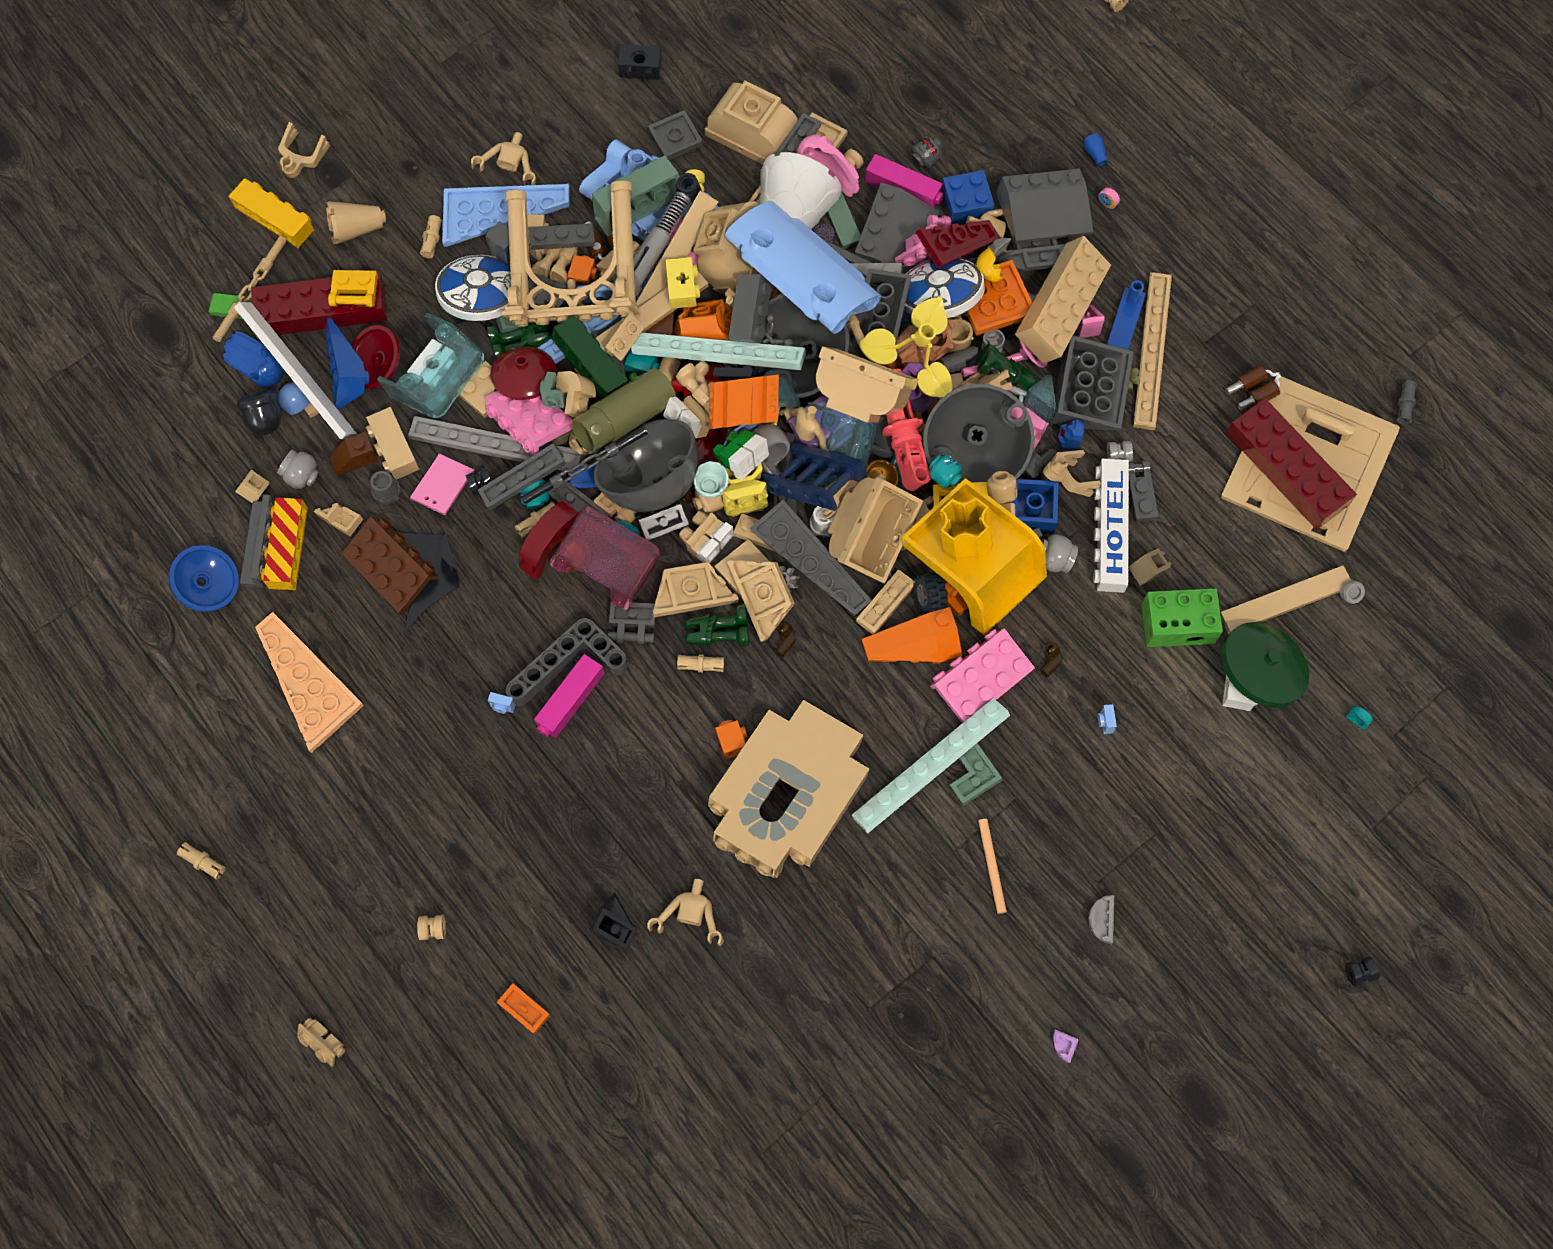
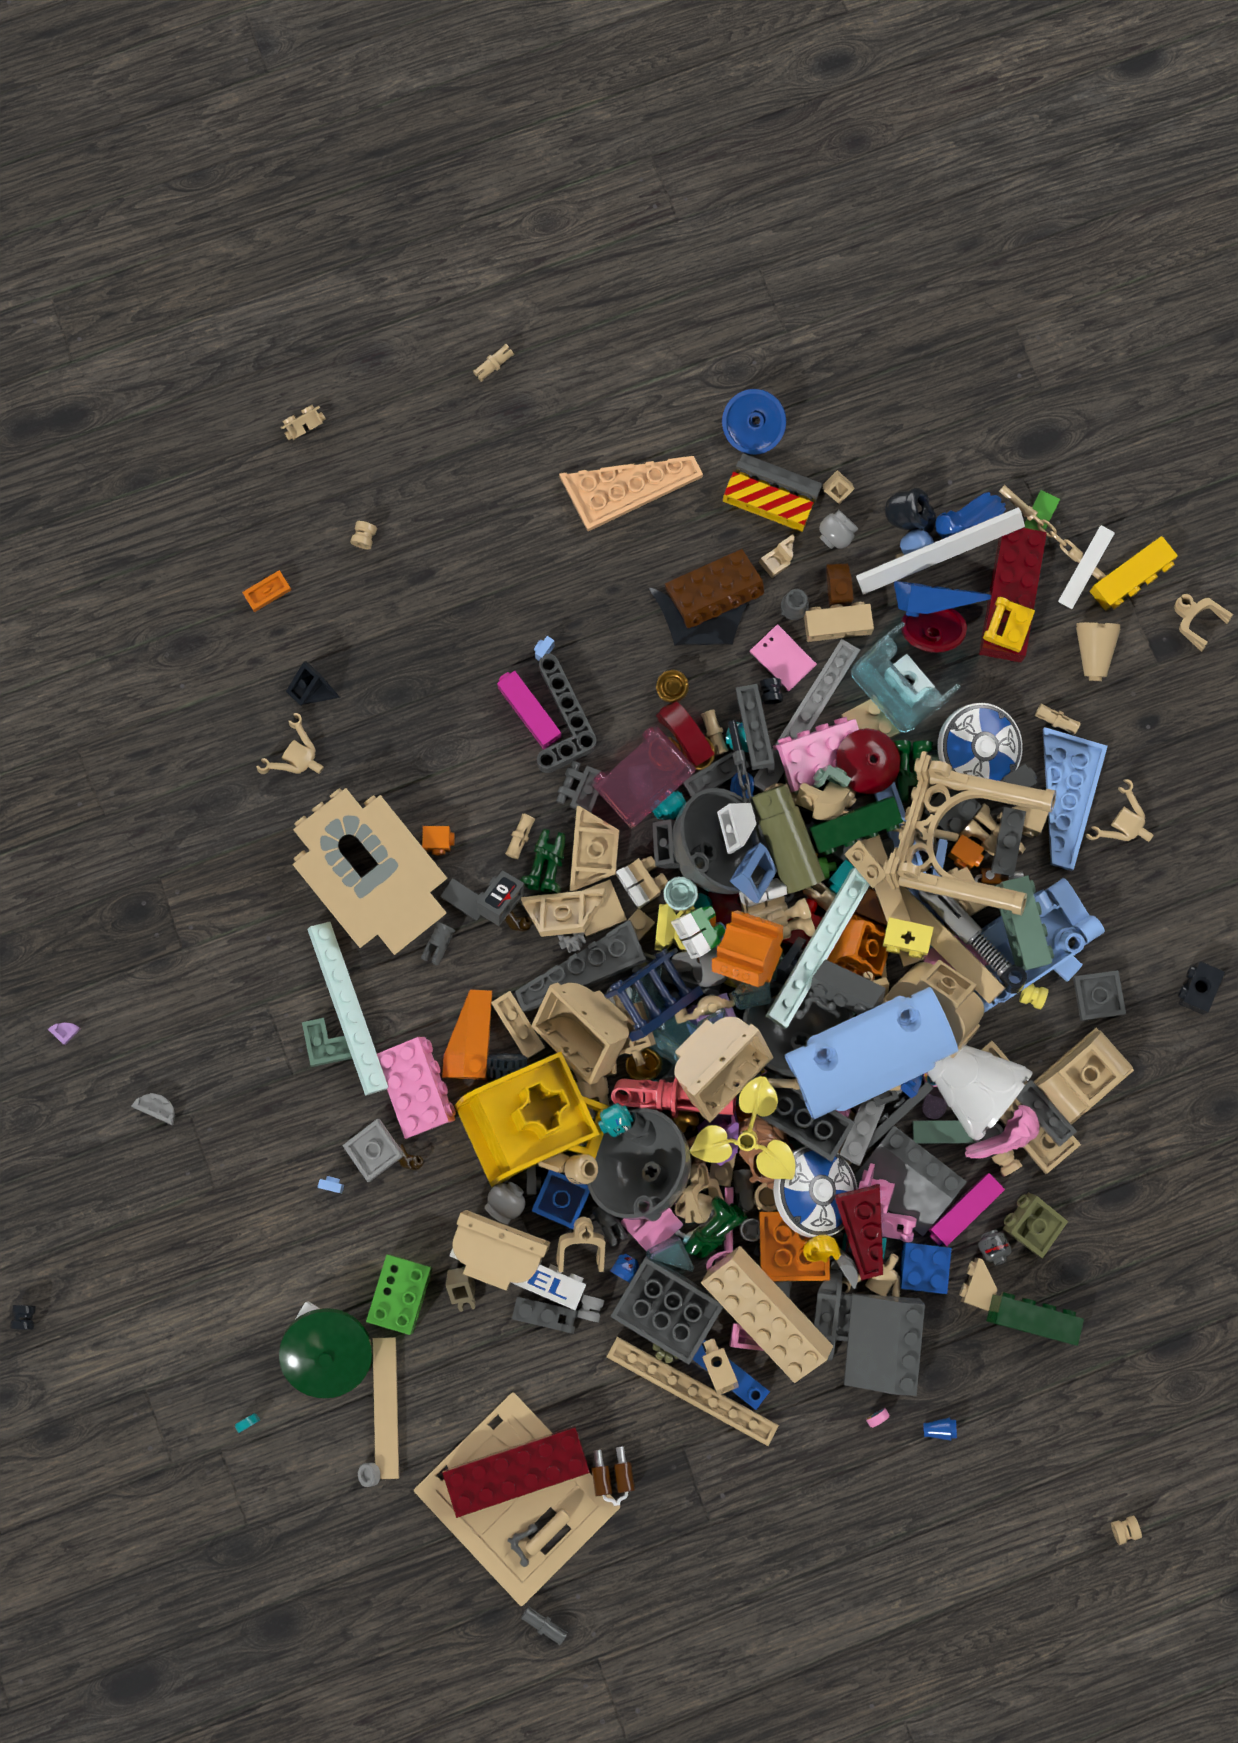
camera: 105 degrees right, 10 degrees up
(275, 251) = (1086, 567): none -> white sticker
(503, 569) = (672, 686): none -> pearl gold hair
(629, 449) = (737, 824): none -> white slope
(667, 423) = (742, 876): none -> medium blue tile
(770, 656) = (500, 897): none -> dark grey brick
(782, 693) = (461, 898): none -> dark grey tile
(829, 702) = (440, 938): none -> dark grey hinge
(894, 128) = (1034, 1224): none -> olive plate
(964, 154) = (979, 1286): none -> tan slope
(976, 101) = (1034, 1319): none -> dark green brick
(992, 866) = (239, 1029): light nougat bar -> none
(1057, 692) = (373, 1150): none -> light grey plate
(1112, 532) = (495, 1253): none -> tan container
(1127, 323) = (722, 1376): none -> tan torso
(1331, 438) = (515, 1540): none -> dark grey piece

